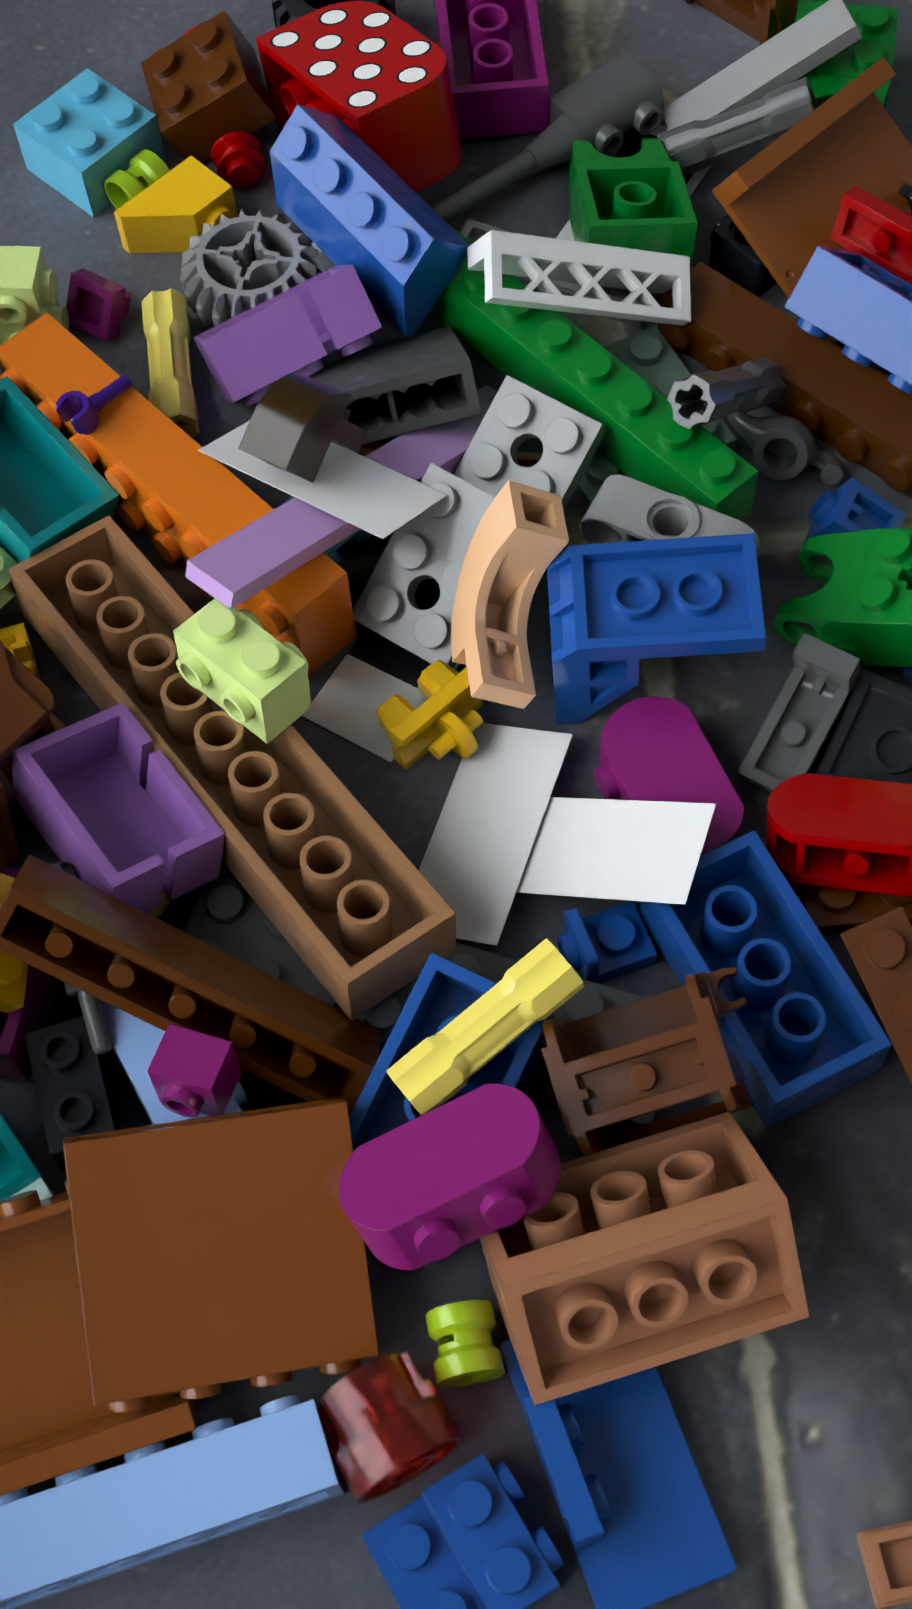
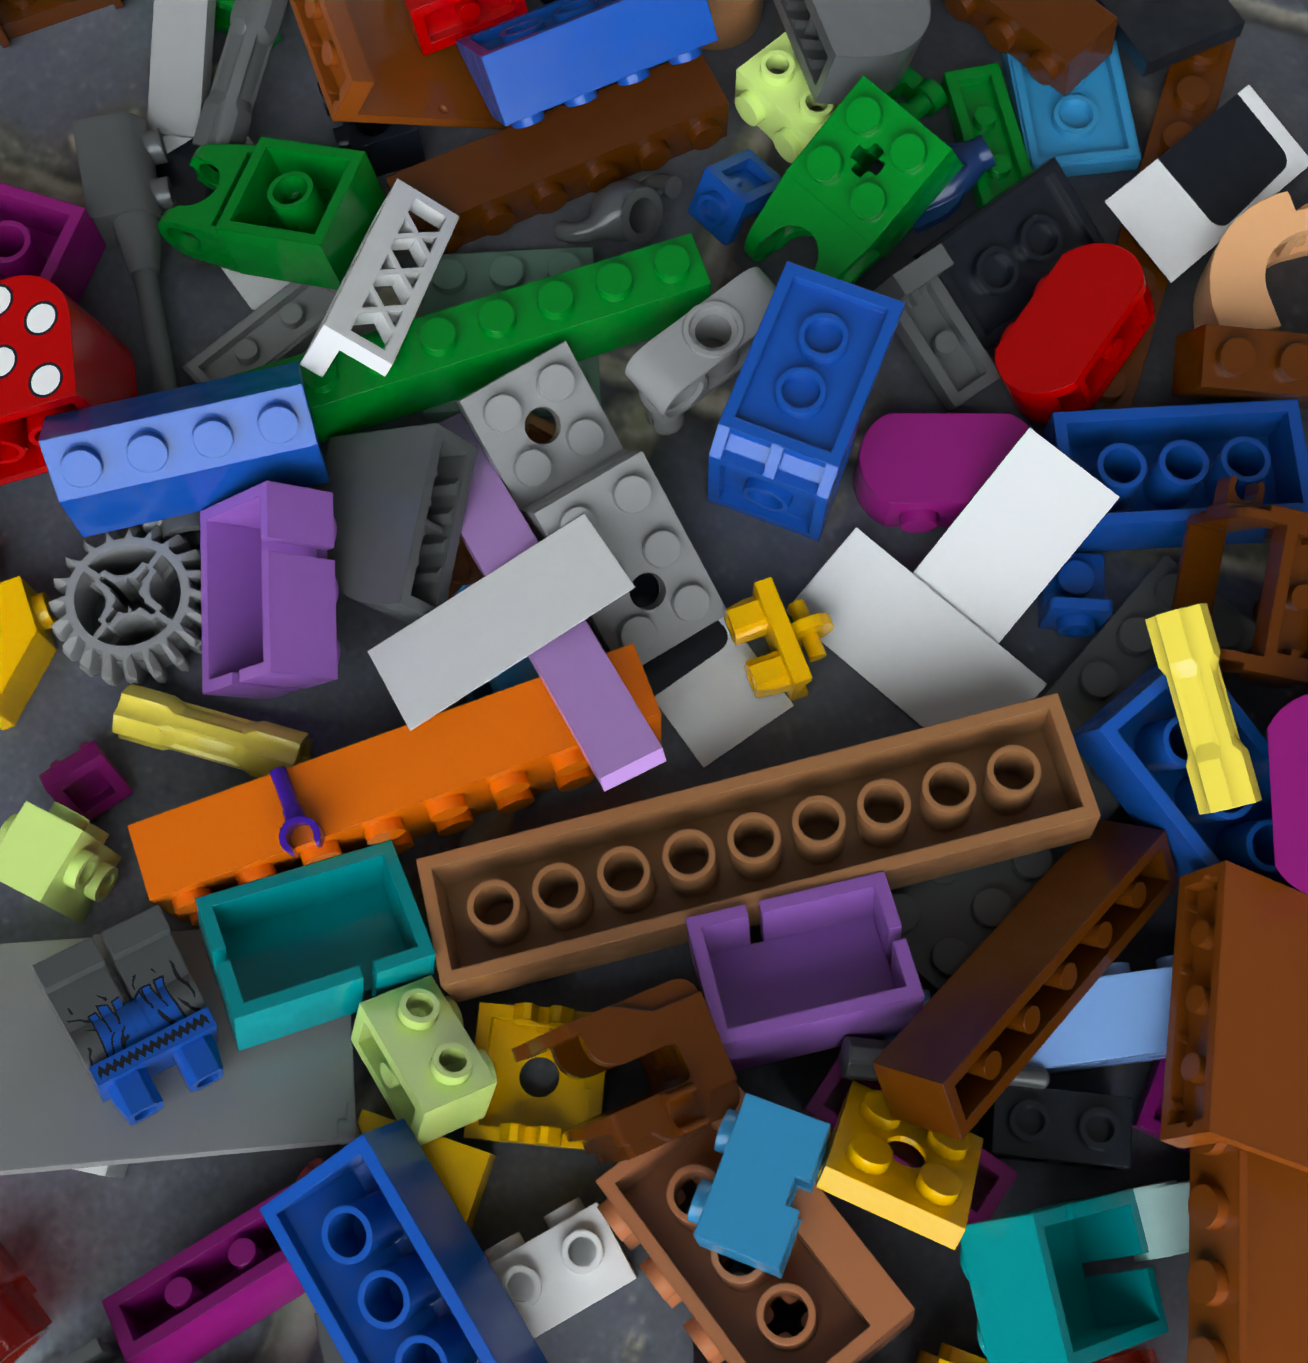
camera: 70 degrees left, 10 degrees up
(194, 1072) = (1129, 994): magenta plate -> none
(243, 668) = (716, 781): yellowish green brick -> none
(298, 424) = (462, 612): dark brown brick -> none
(496, 588) = (707, 522): light nougat arch -> none
(720, 393) = (597, 232): dark grey axle -> none

